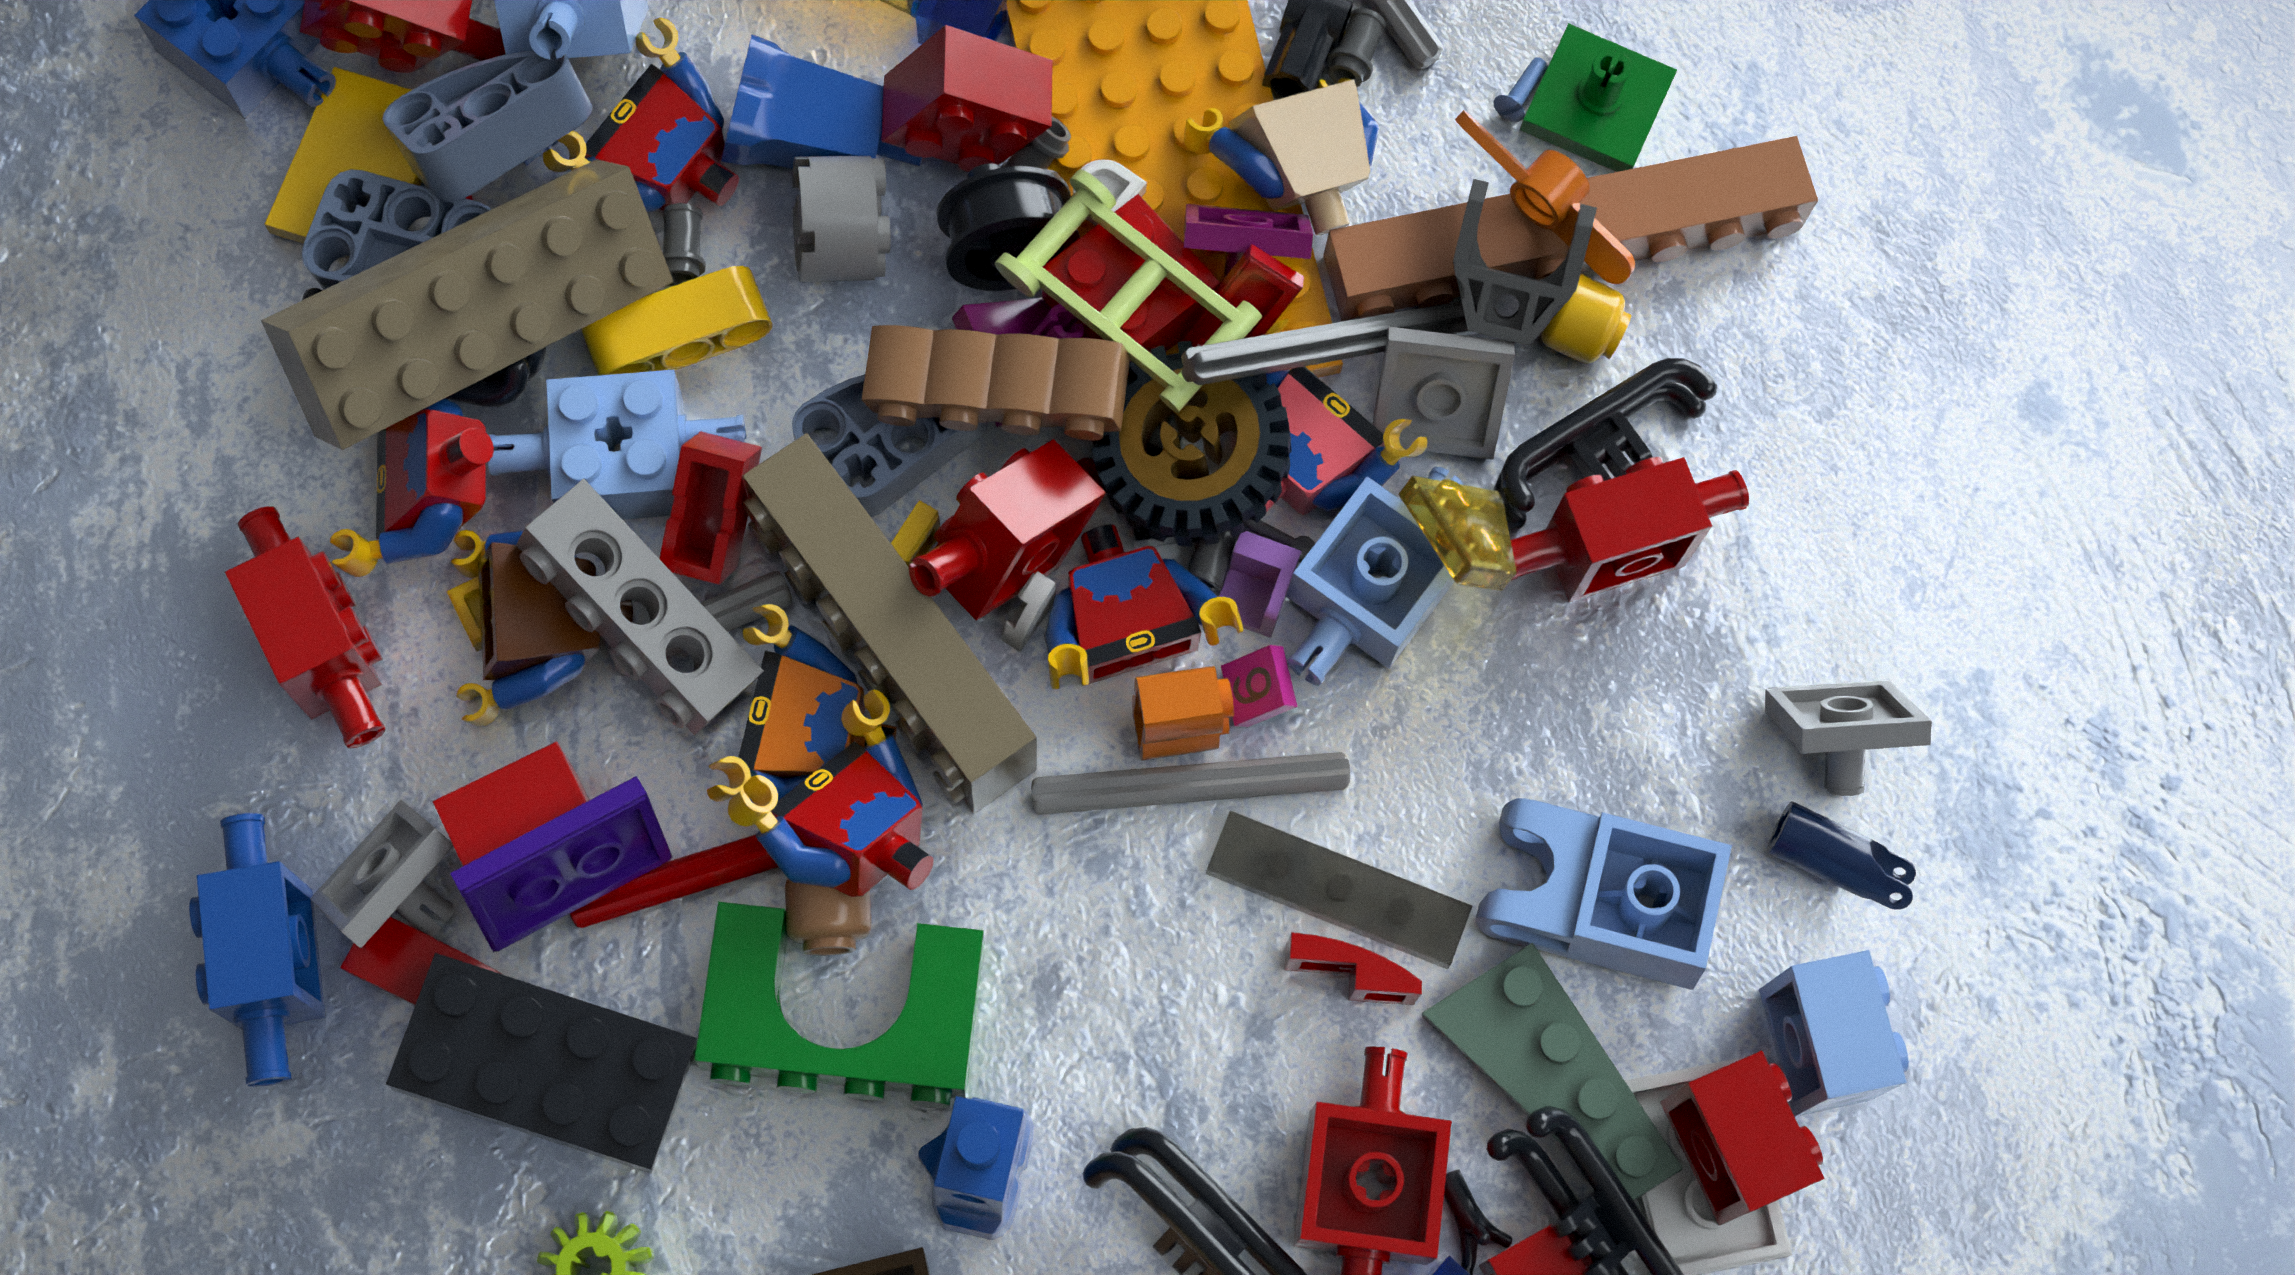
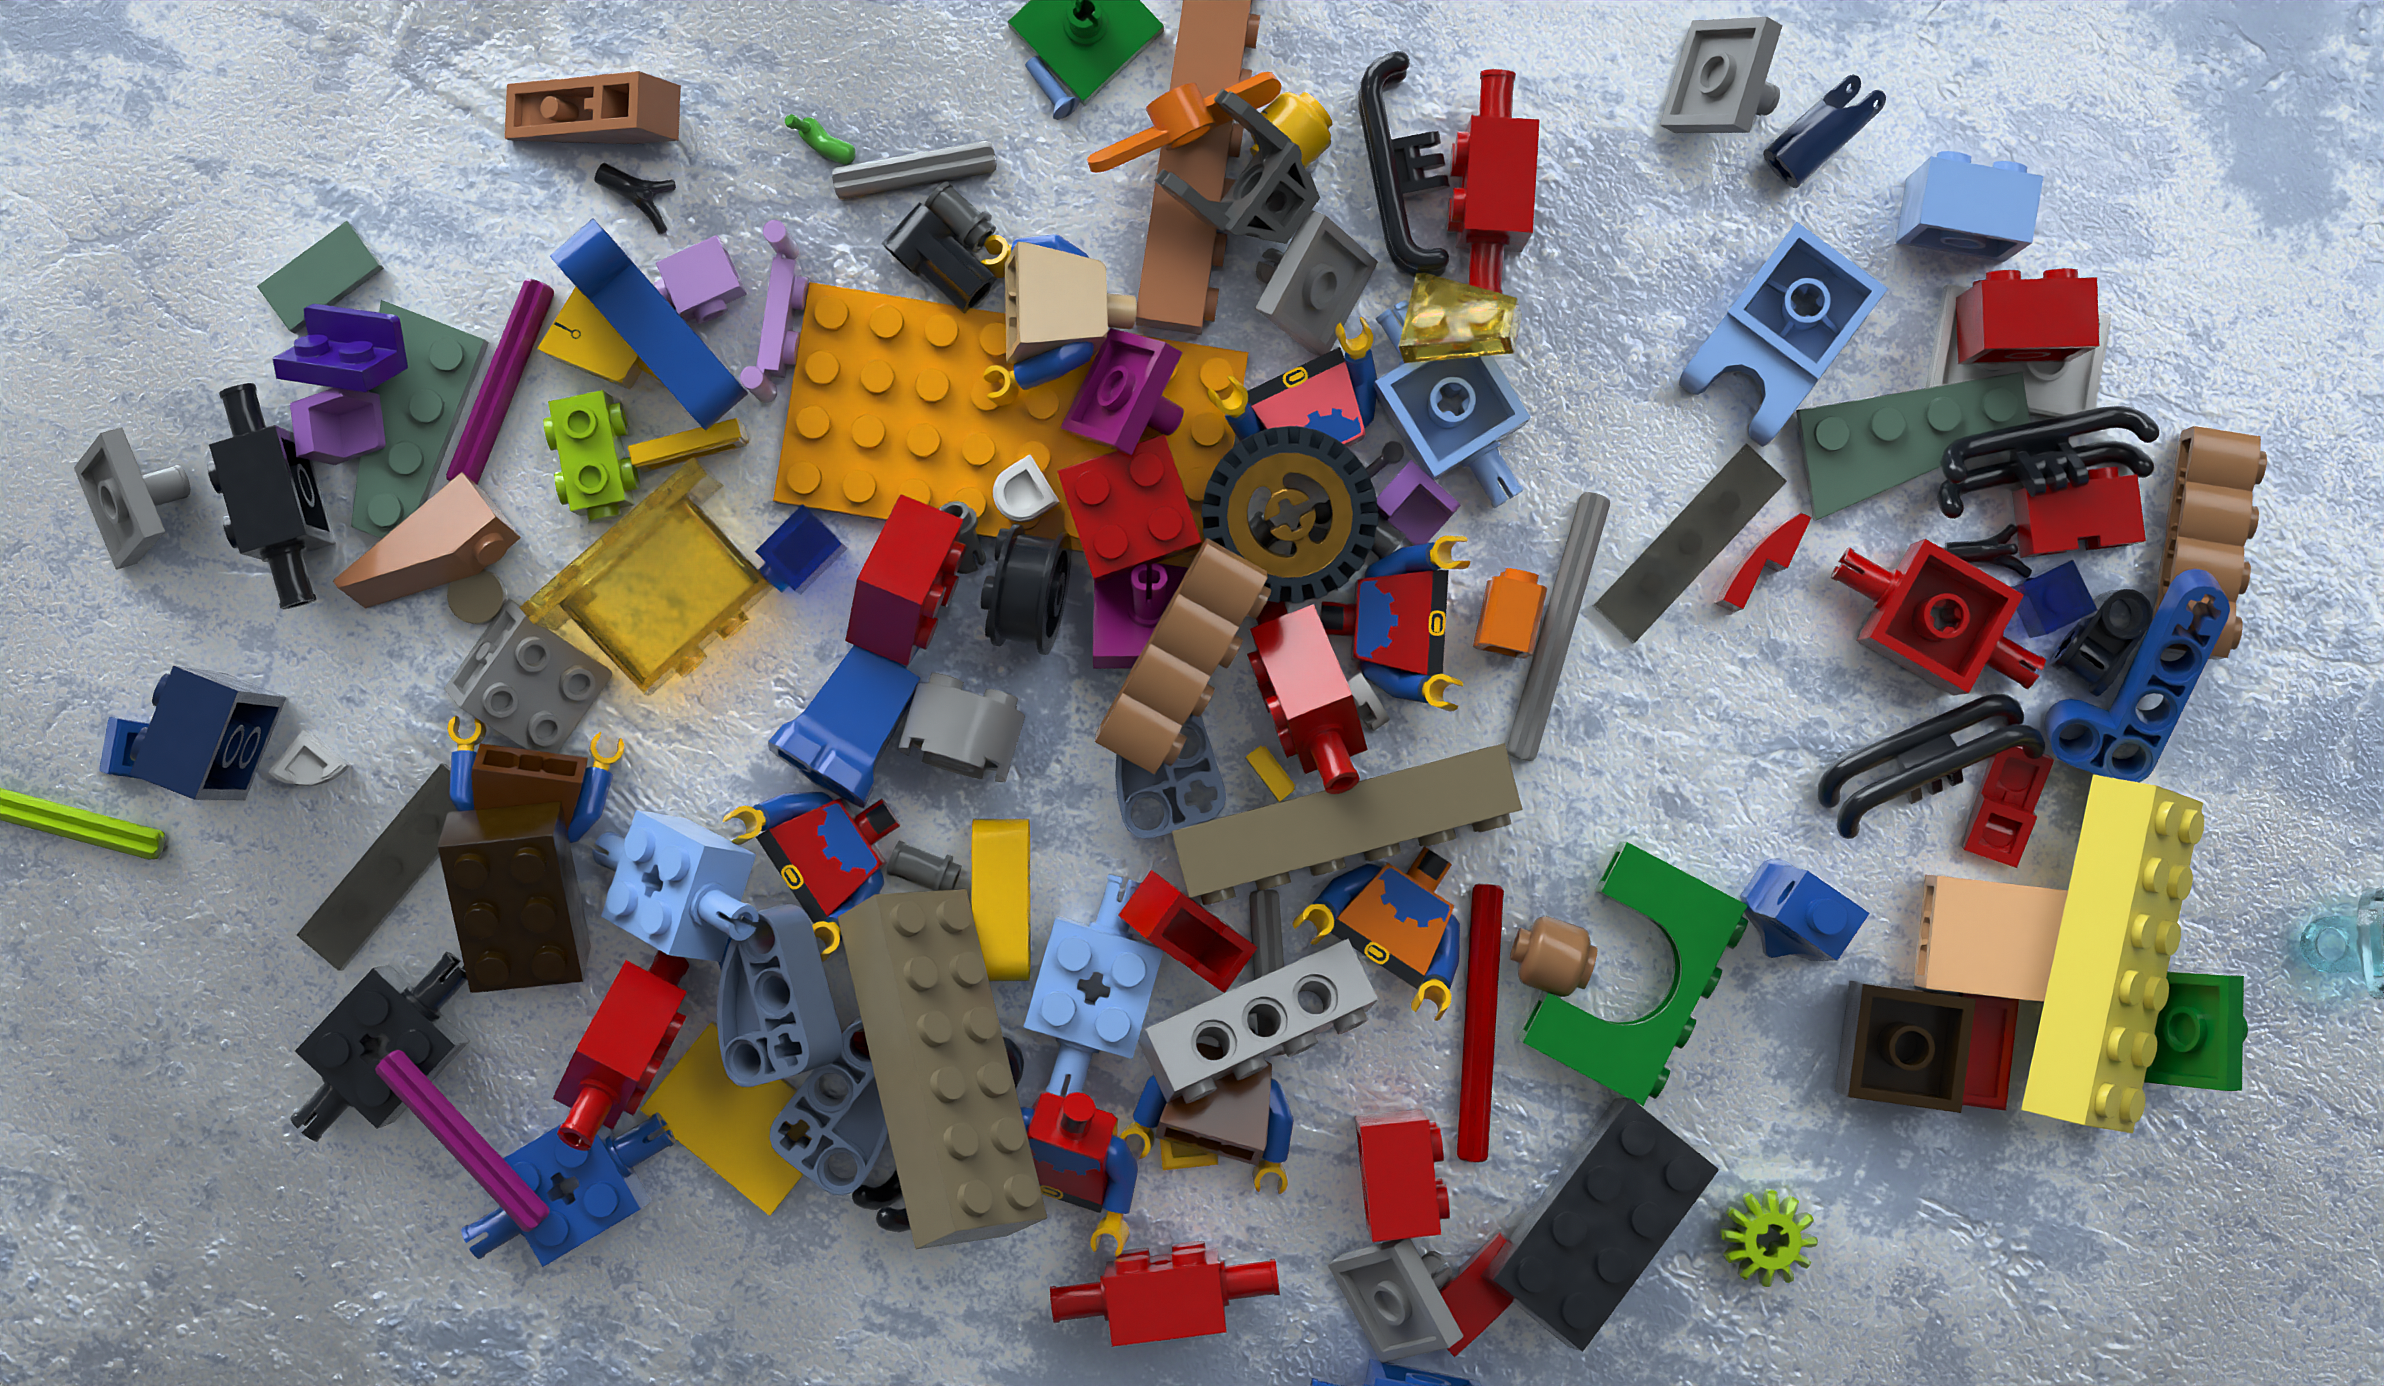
camera: 60 degrees left, 15 degrees up
(563, 864) = (1456, 1155): dark purple tile -> none
(848, 818) = (1503, 915): torso -> none
(1096, 201) = (1100, 594): yellowish green piece -> none
(1255, 279) = (1192, 424): red tile -> none
(1260, 685) = (1502, 539): dark pink tile -> none
(1313, 344) = (1251, 371): dark grey axle -> none

